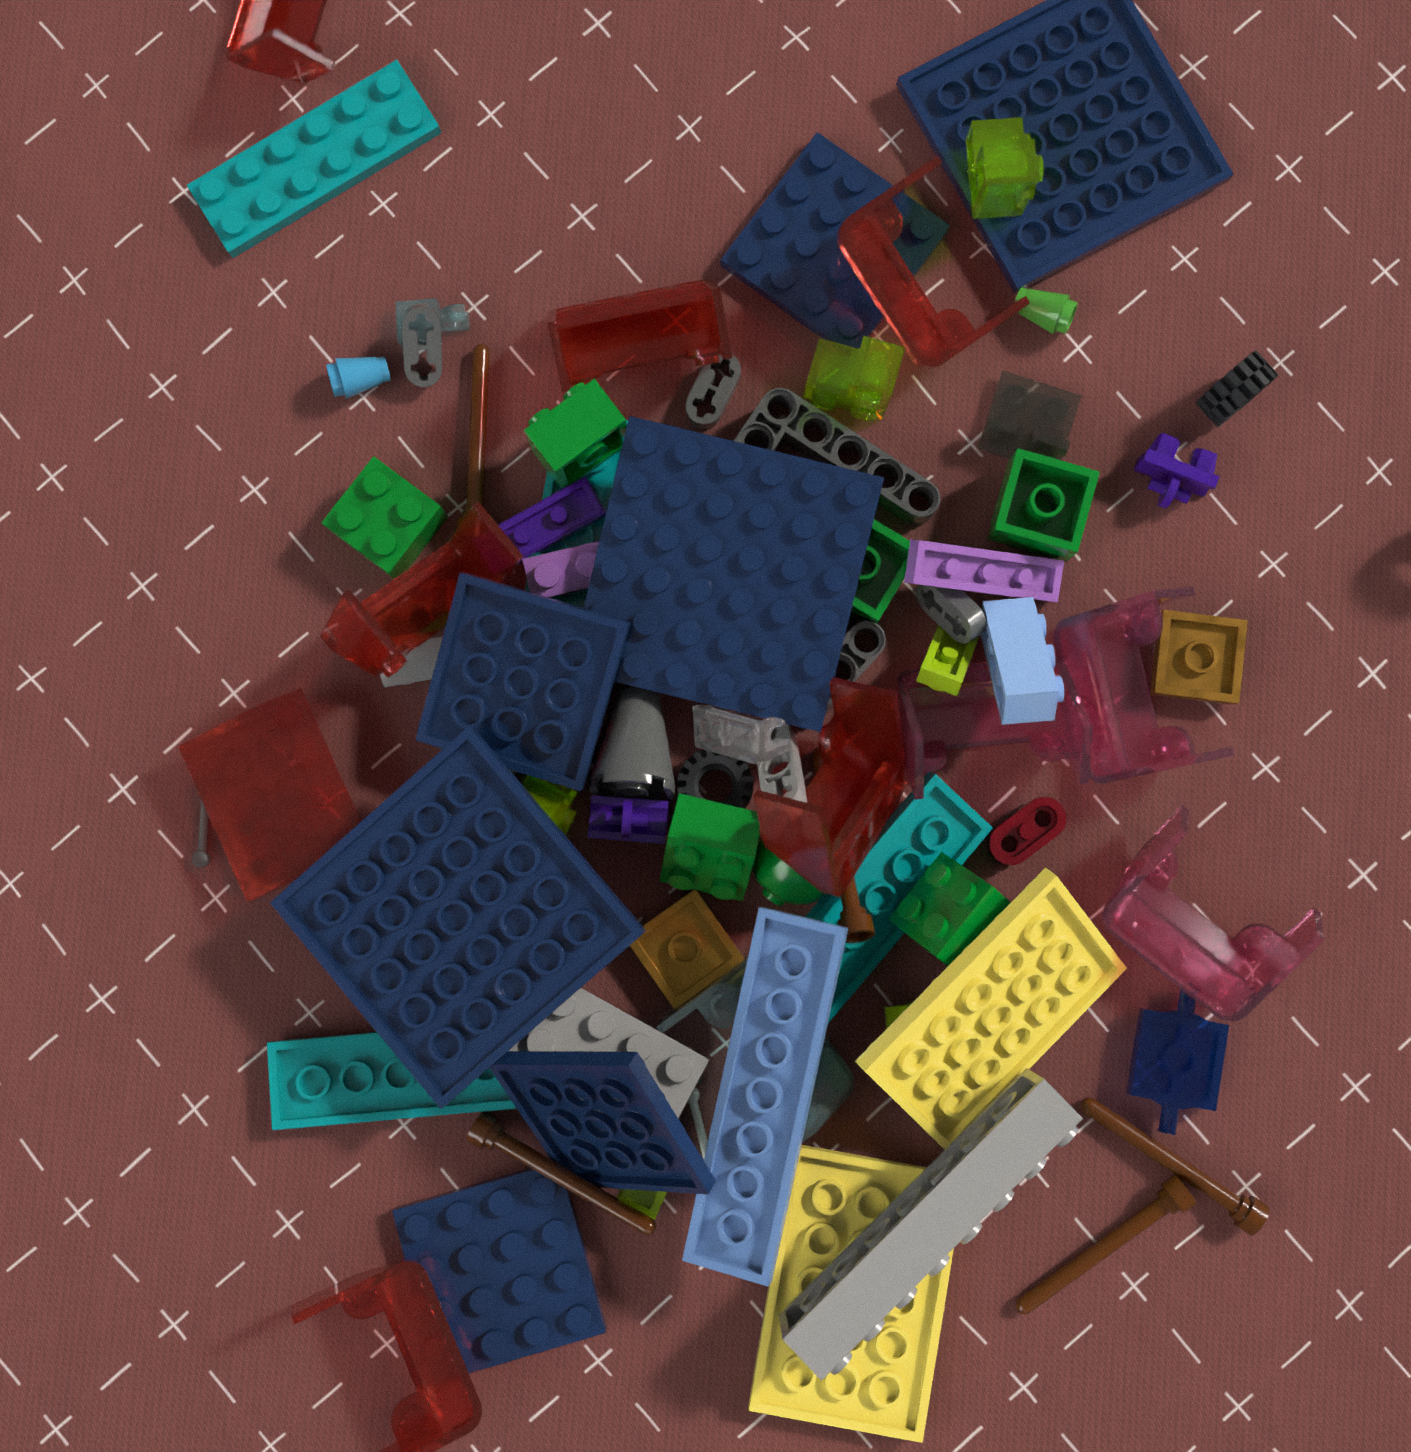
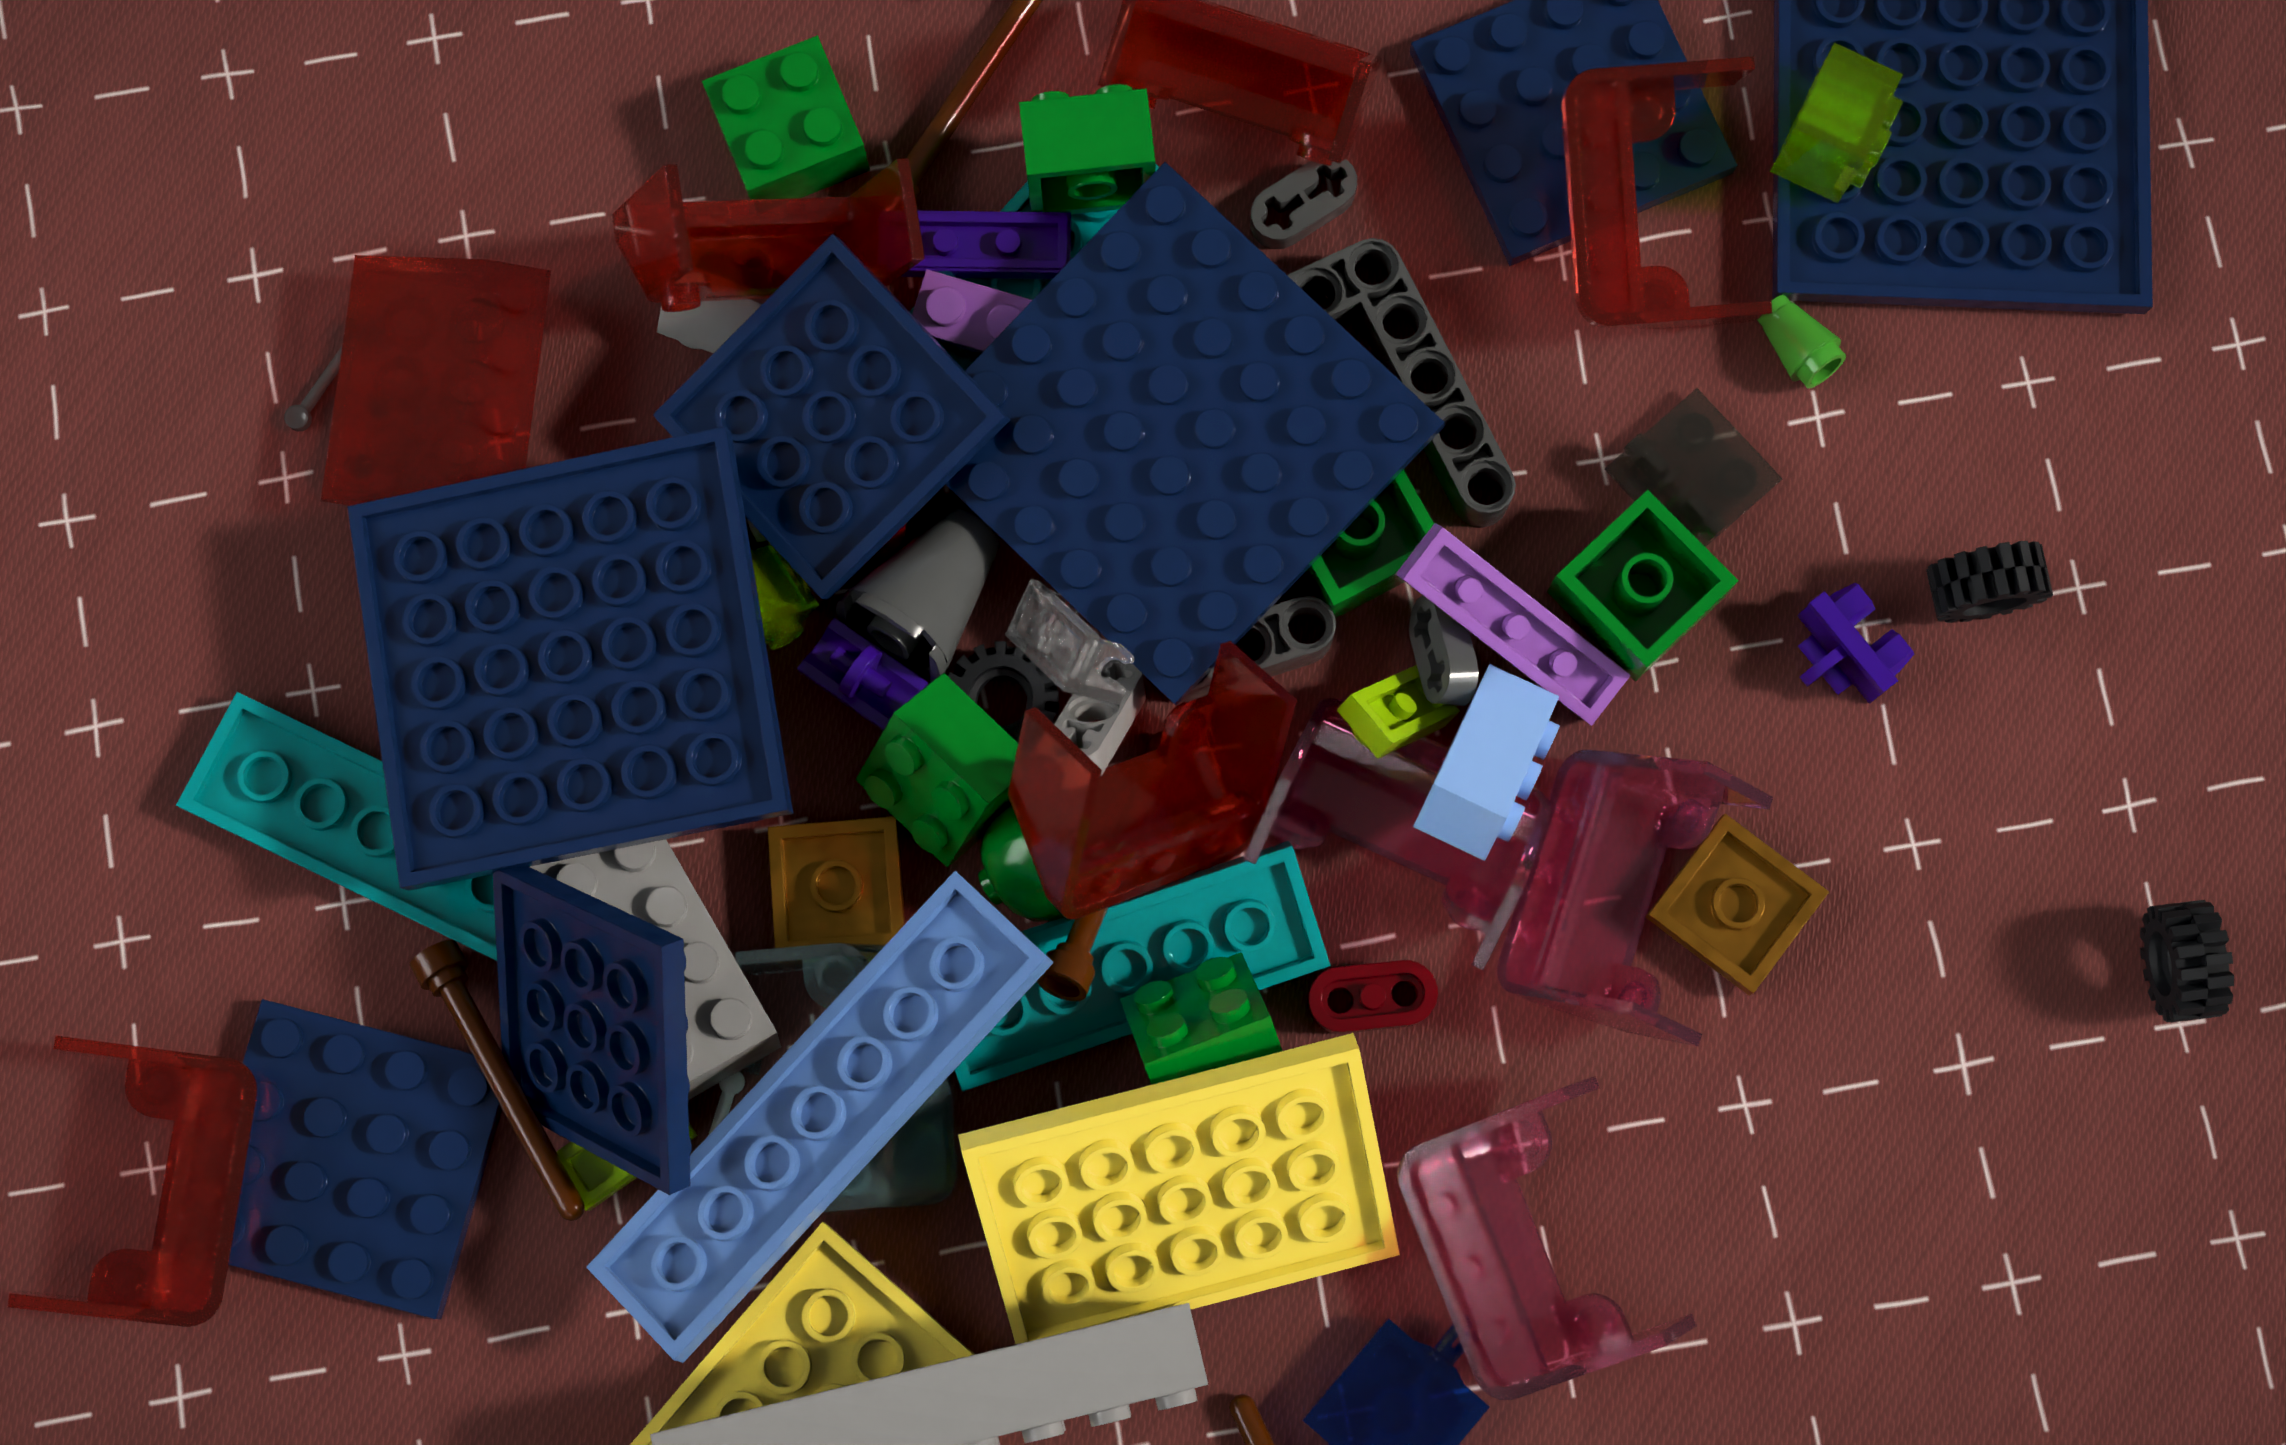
camera: 30 degrees right, 5 degrees down
(854, 377) = (1493, 285): clear neon green brick -> none

